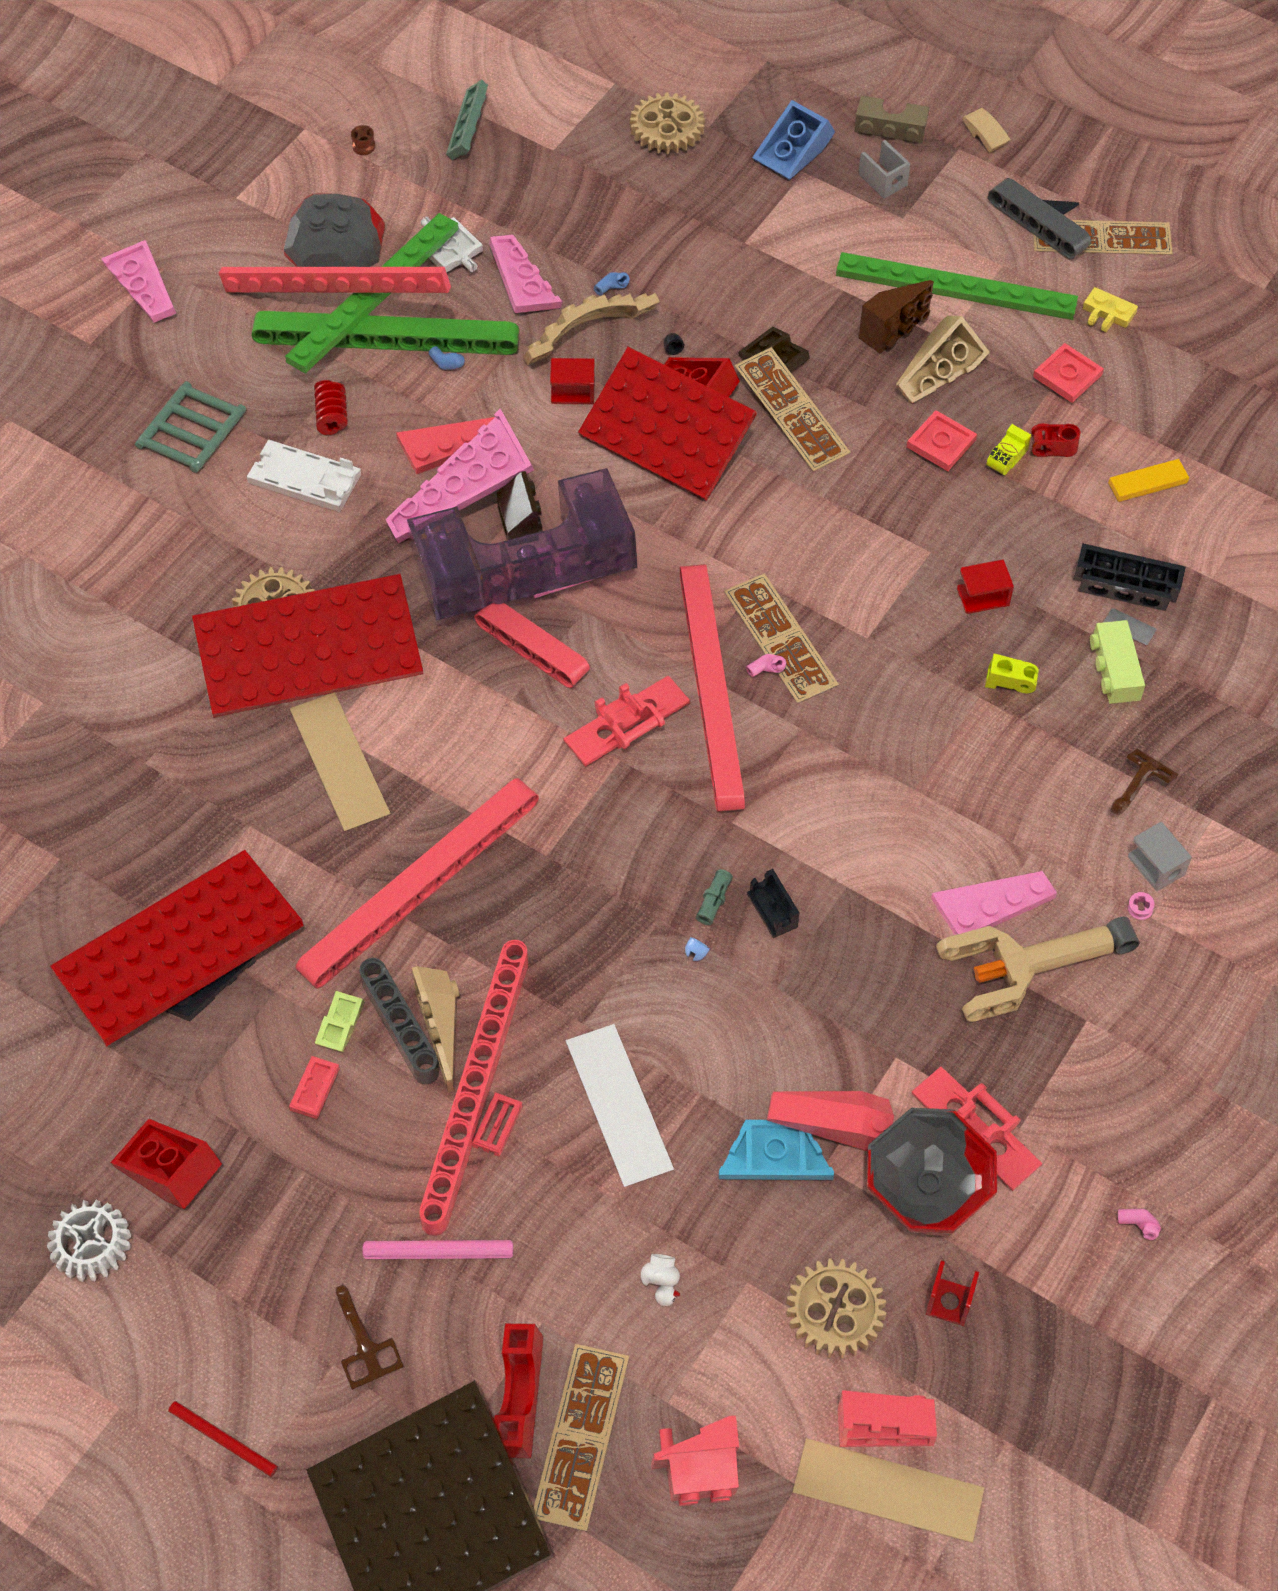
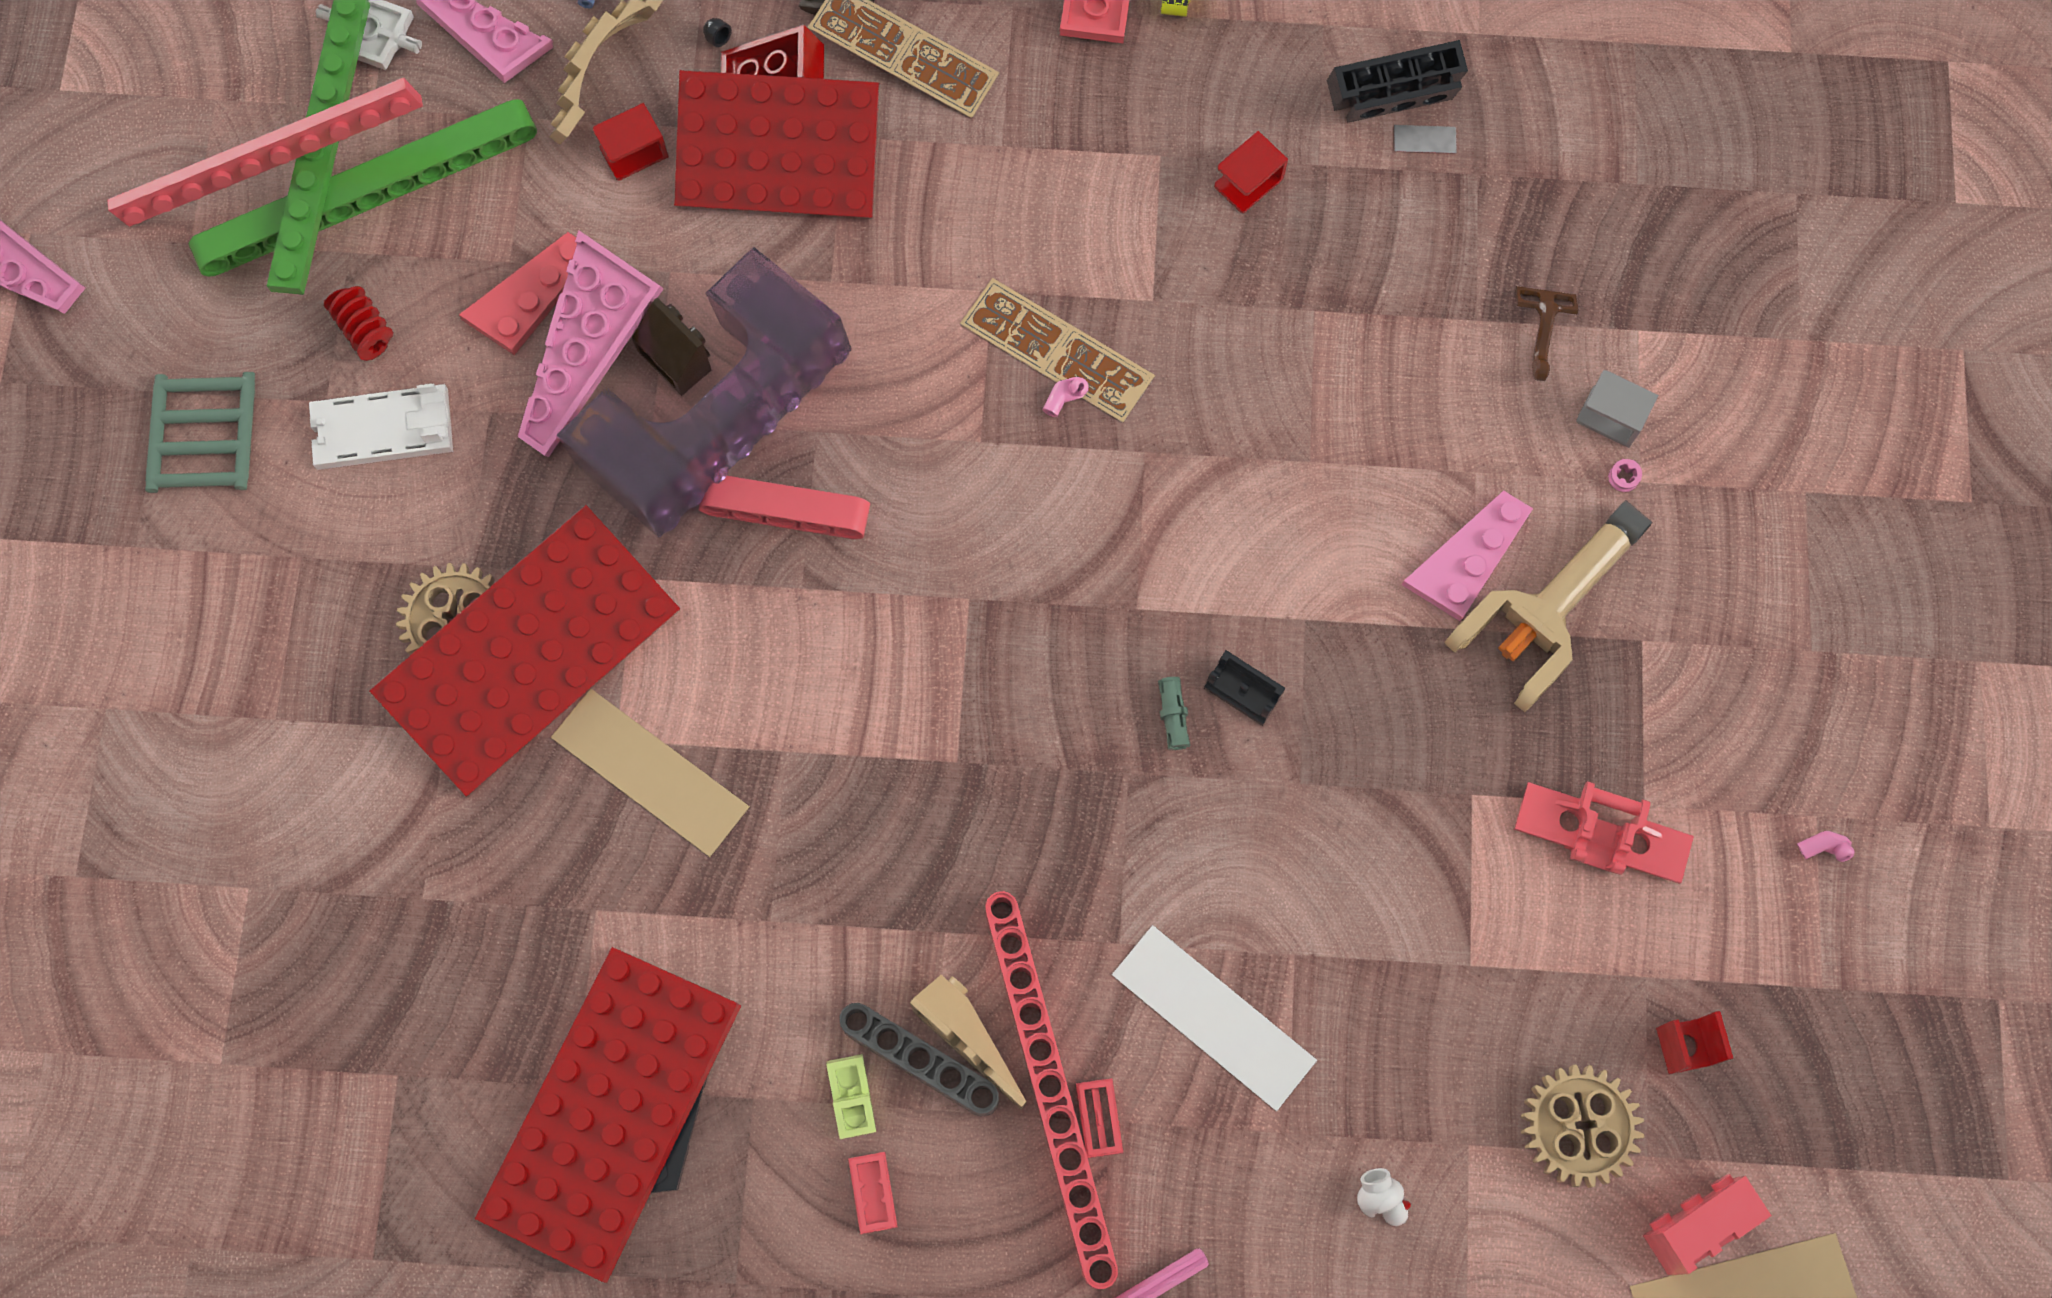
camera: 30 degrees left, 15 degrees up
(334, 232) = (218, 85): dark grey rock -> none
(416, 883) = (835, 881): coral beam -> none
(446, 361) = (459, 188): medium blue arm -> none
(623, 715) = (941, 542): coral piece -> none
(696, 947) = (1191, 785): light blue hinge -> none
(712, 689) = (1021, 455): coral beam -> none
(774, 1153) = (1415, 981): medium azure wing -> none
(840, 1116) = (1463, 900): coral wedge -> none
(932, 1170) = (1605, 921): dark grey rock -> none
(1011, 674) = (1337, 267): neon yellow leg -> none
(1117, 662) = (1442, 191): yellowish green brick -> none

